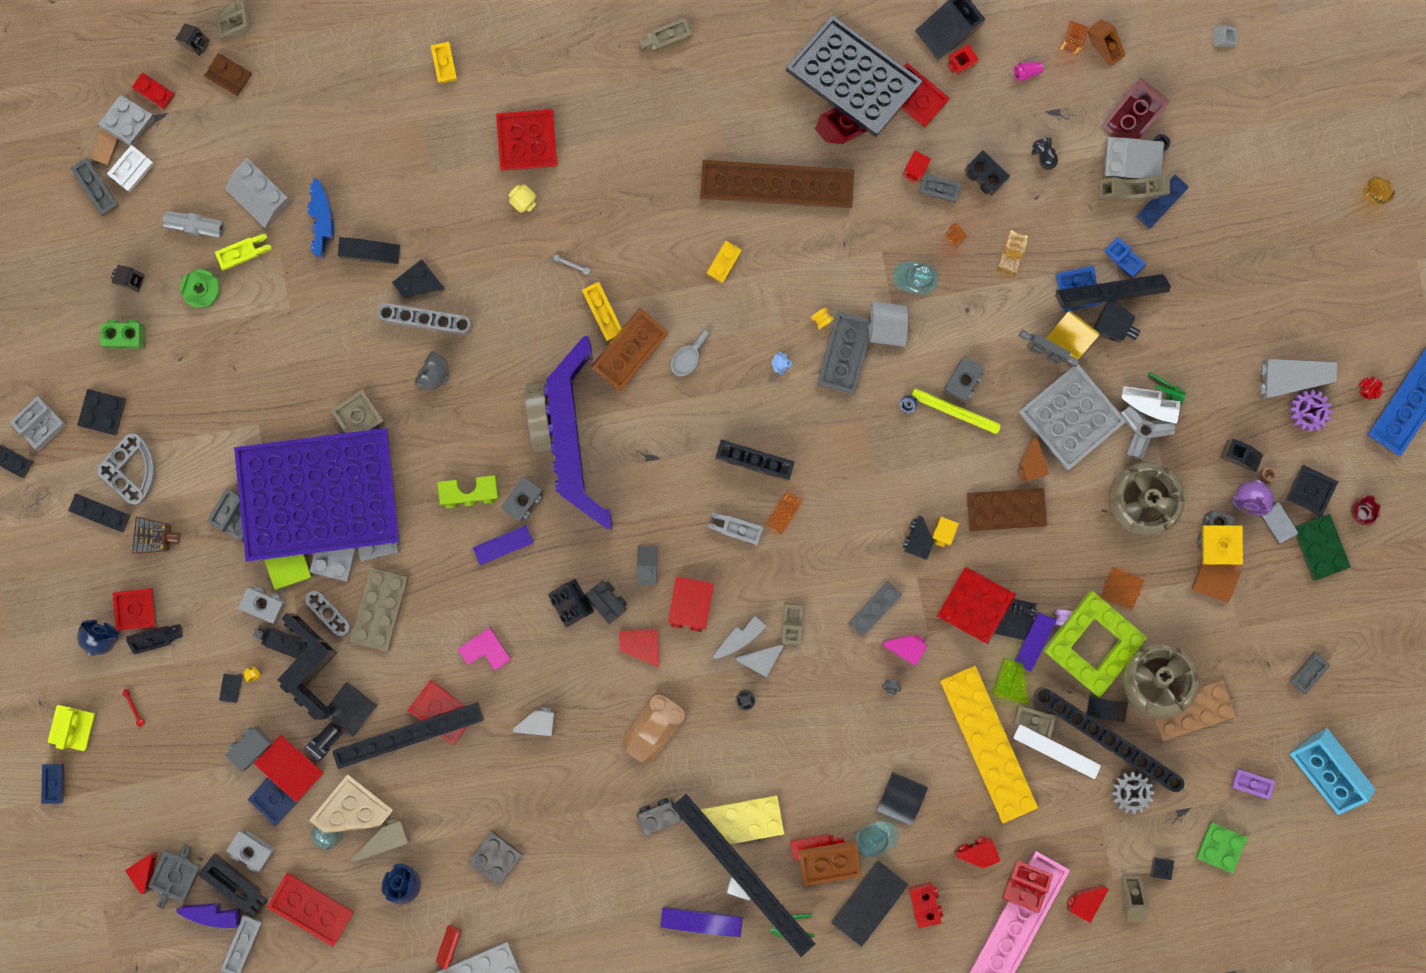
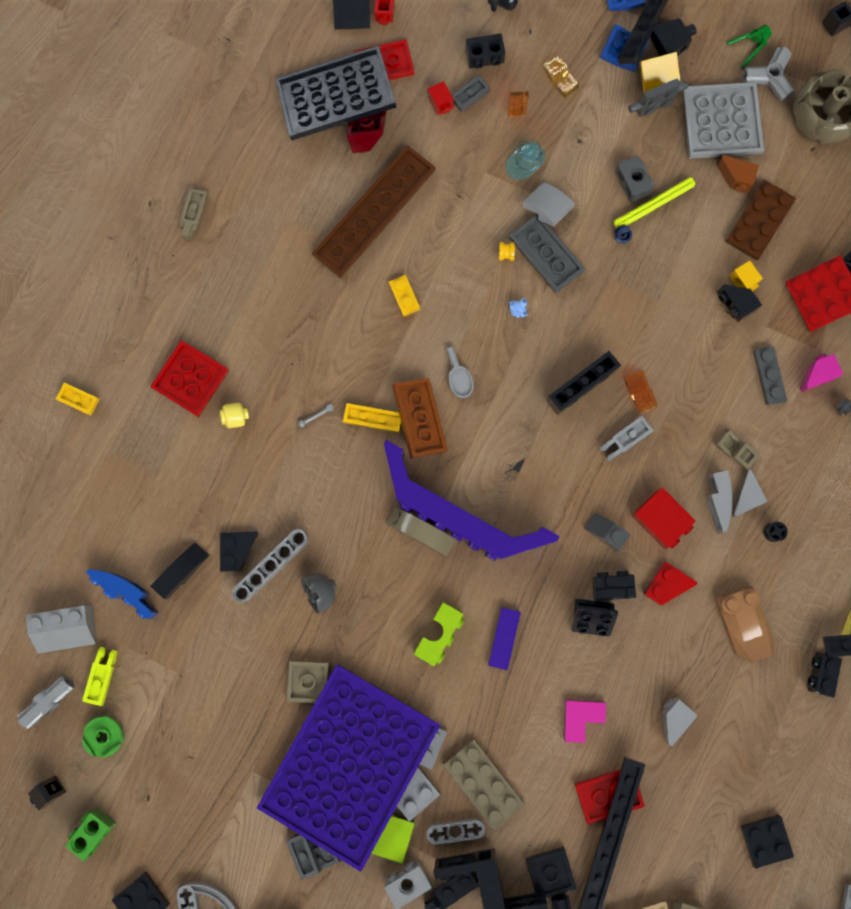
camera: 45 degrees left, 5 degrees down
(512, 504) = (483, 606): dark grey brick -> none
(1151, 403) = (758, 51): white slope -> none

